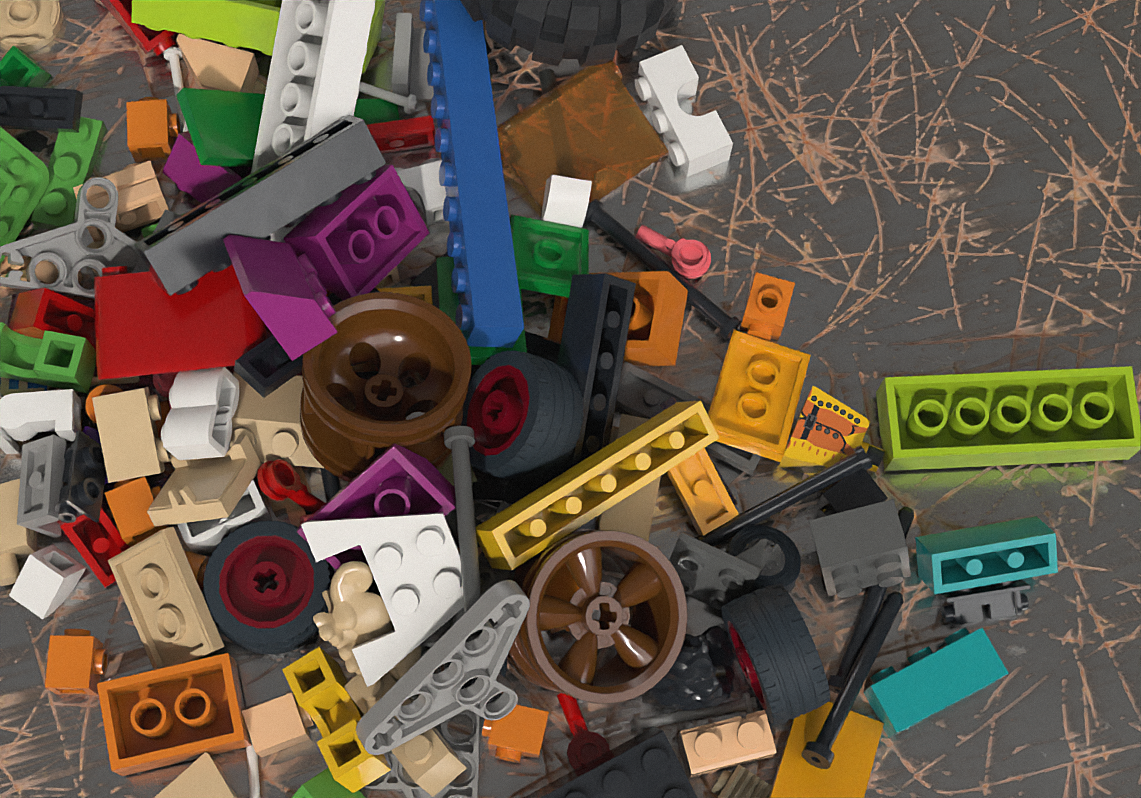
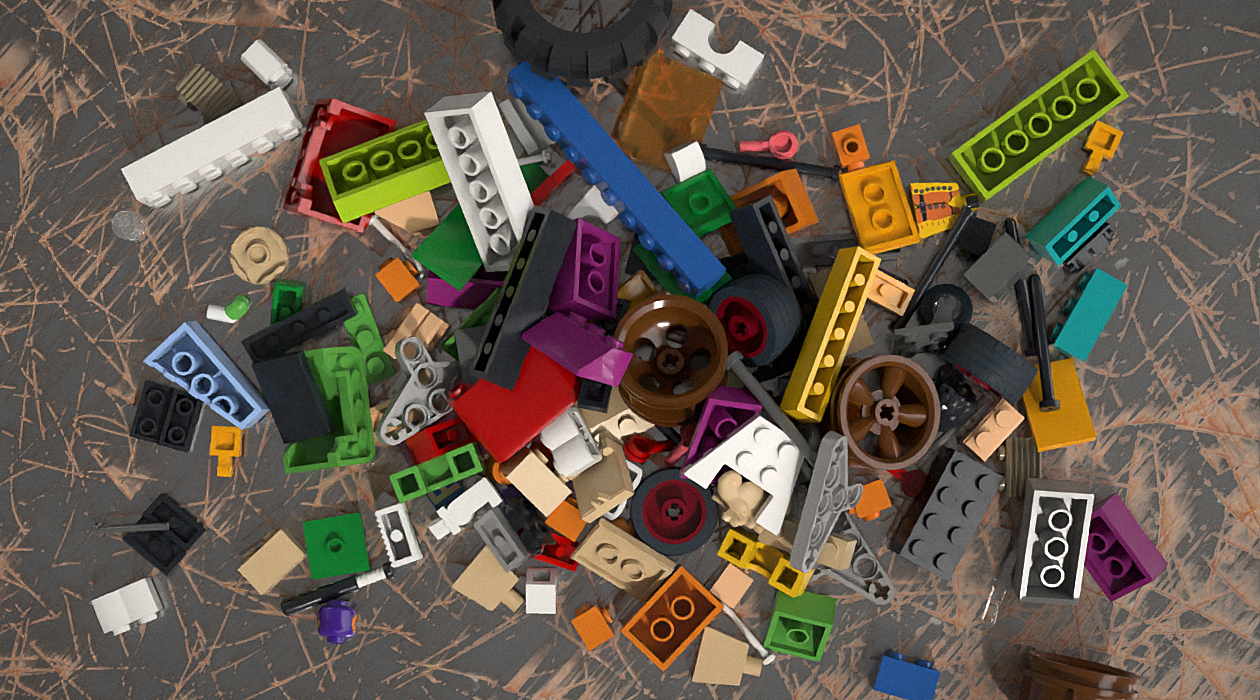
camera: 20 degrees left, 15 degrees up
(1074, 490) = (1102, 144): none -> light orange plate

